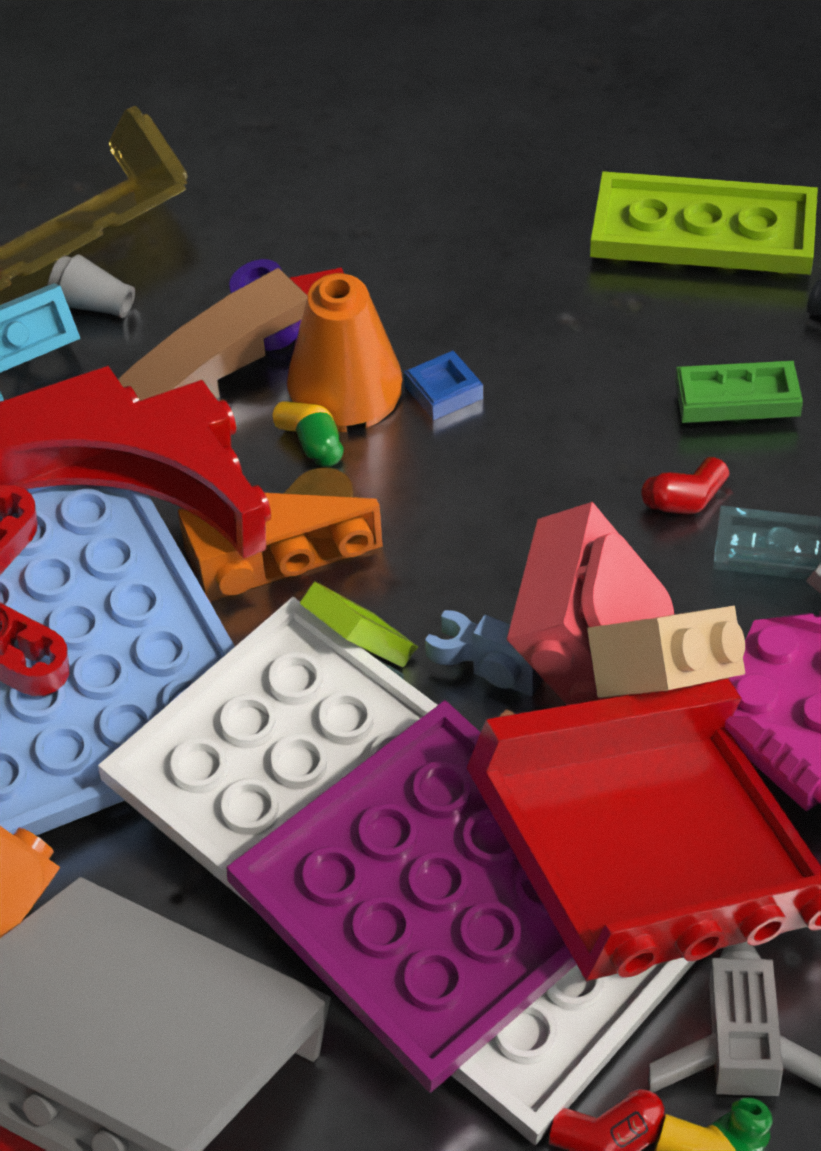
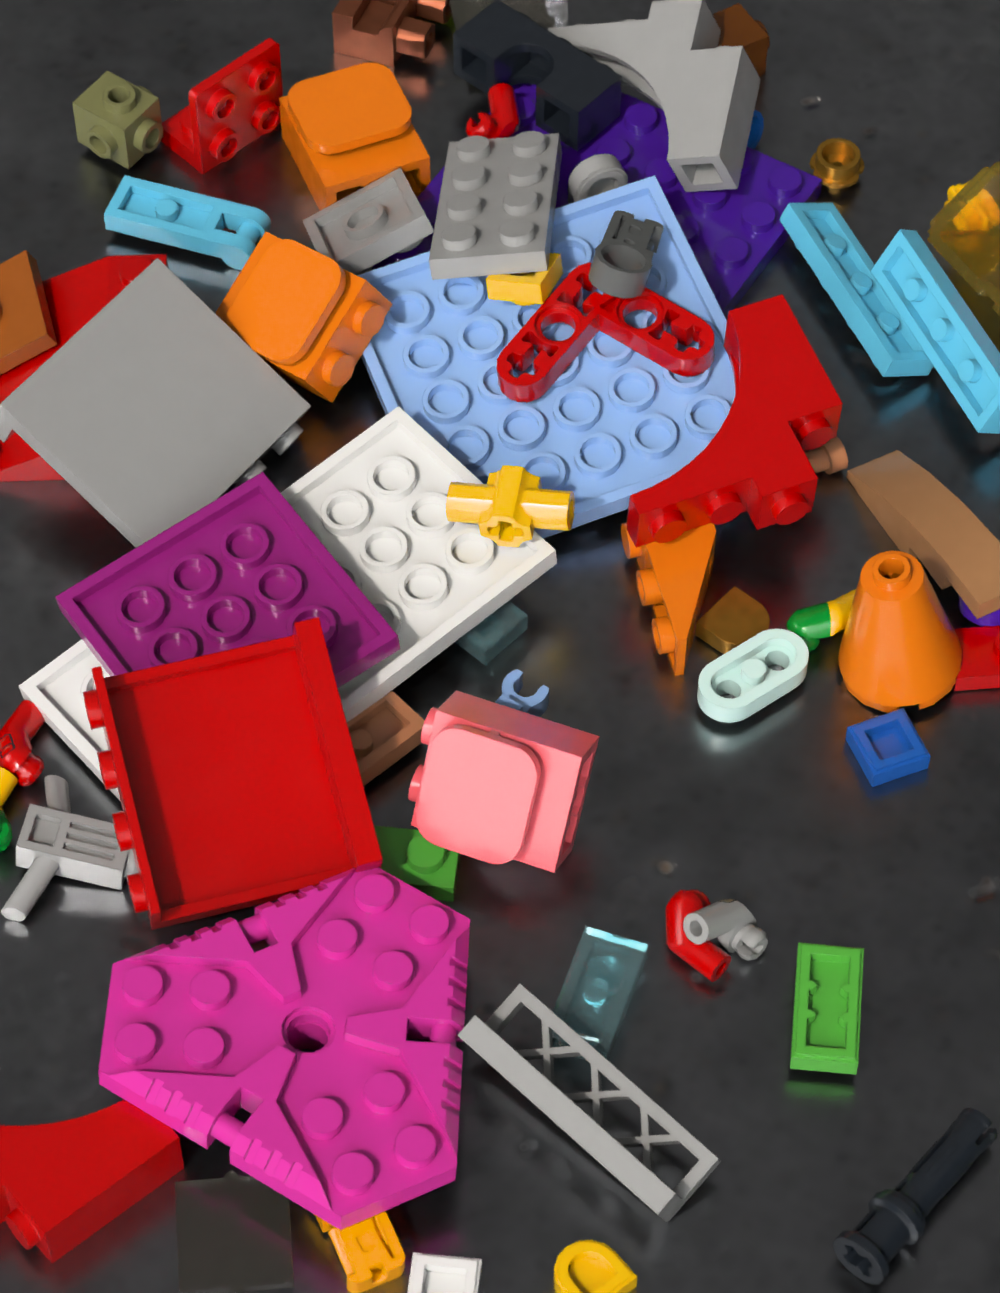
camera: 95 degrees right, 5 degrees up
(256, 622) = (510, 506): none -> yellow axle
(358, 624) = (531, 611): lime tile -> none
(395, 475) = (748, 678): none -> light aqua plate
(666, 652) = (406, 802): tan brick -> none
(685, 456) = (731, 925): none -> light grey arm

